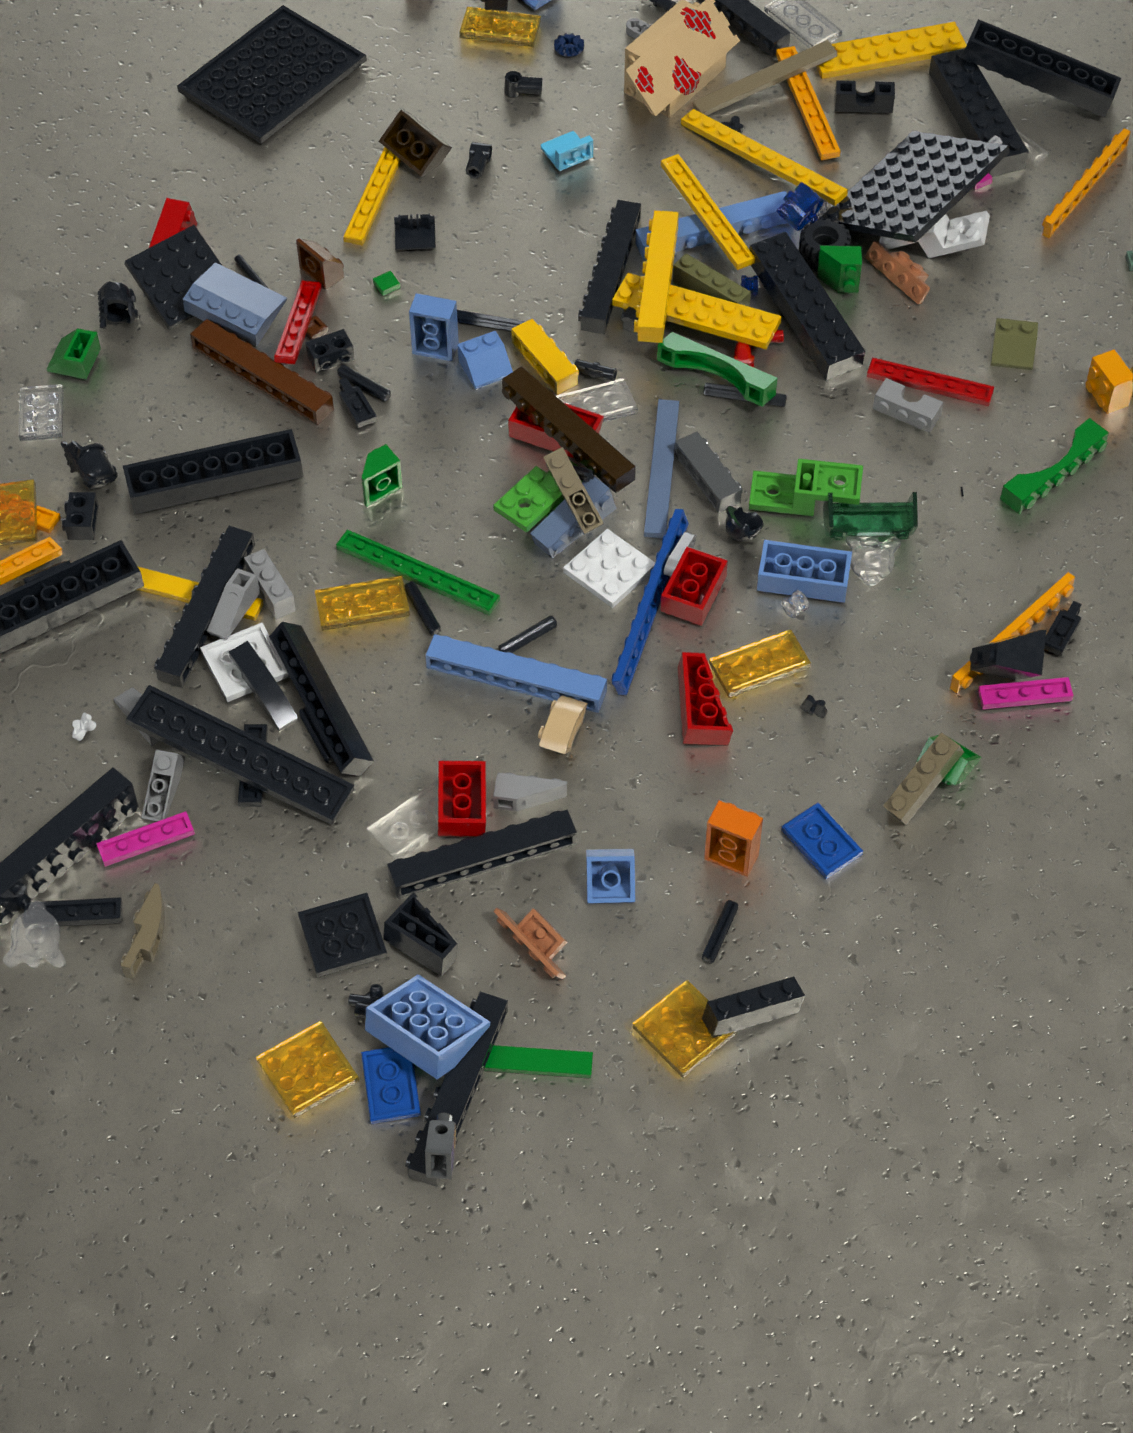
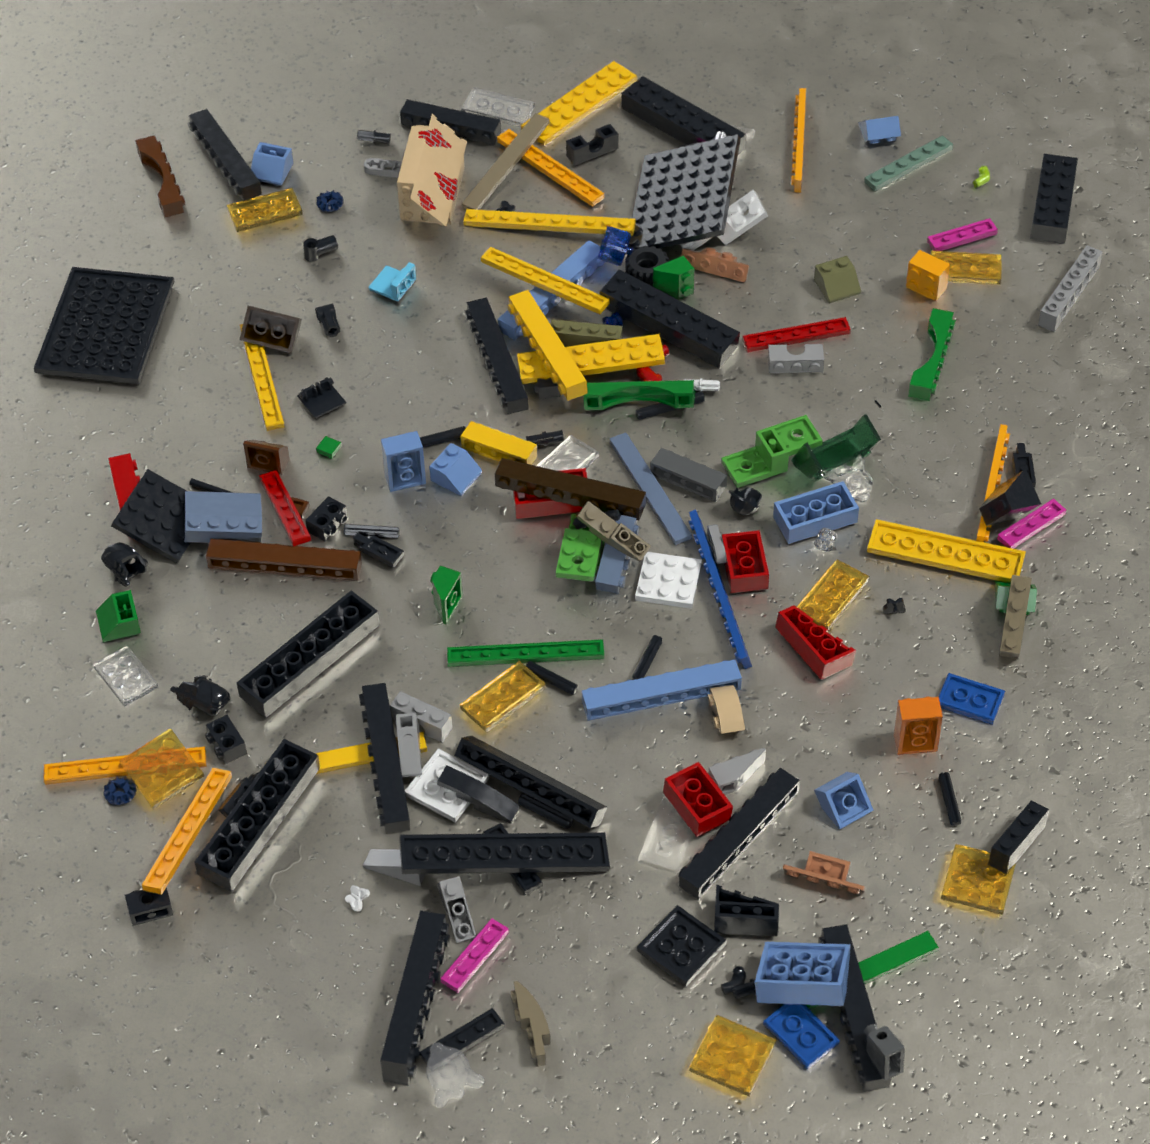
camera: 30 degrees left, 5 degrees down
(792, 389) = (706, 385): none -> white axle
(913, 678) = (945, 551): none -> yellow plate
(1041, 68) = (710, 68): black brick -> none

